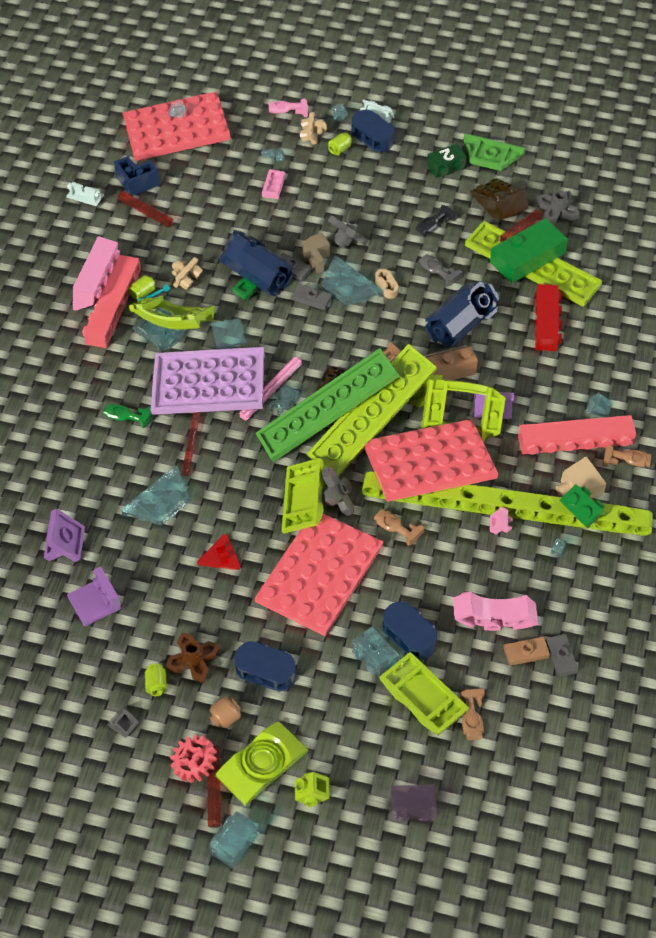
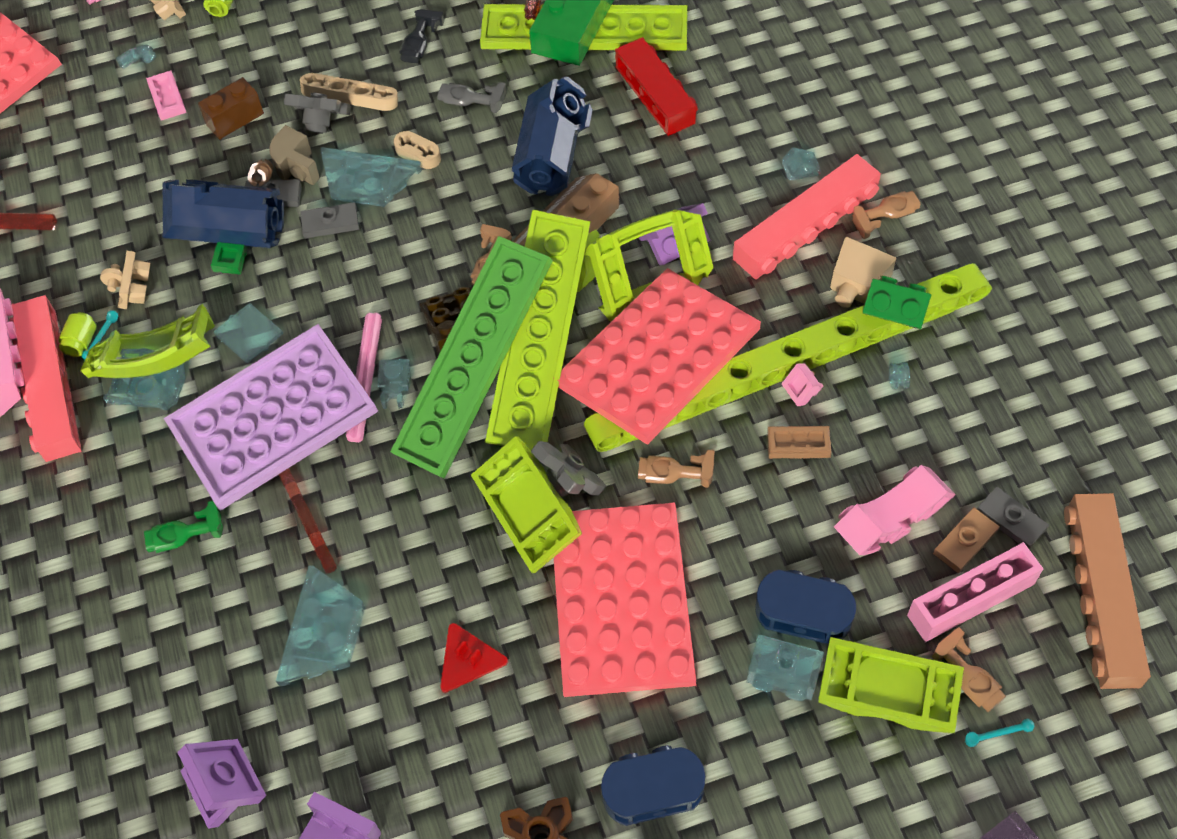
camera: 30 degrees left, 5 degrees up
(291, 251) = (260, 172): none -> medium nougat pin
(302, 208) = (231, 108): none -> reddish brown brick
(385, 243) = (350, 91): none -> tan beam
(448, 747) = (973, 739): none -> teal hinge
(474, 549) = (798, 442): none -> medium nougat plate
(505, 675) = (974, 592): none -> bright pink brick
(581, 719) = (1107, 592): none -> nougat brick

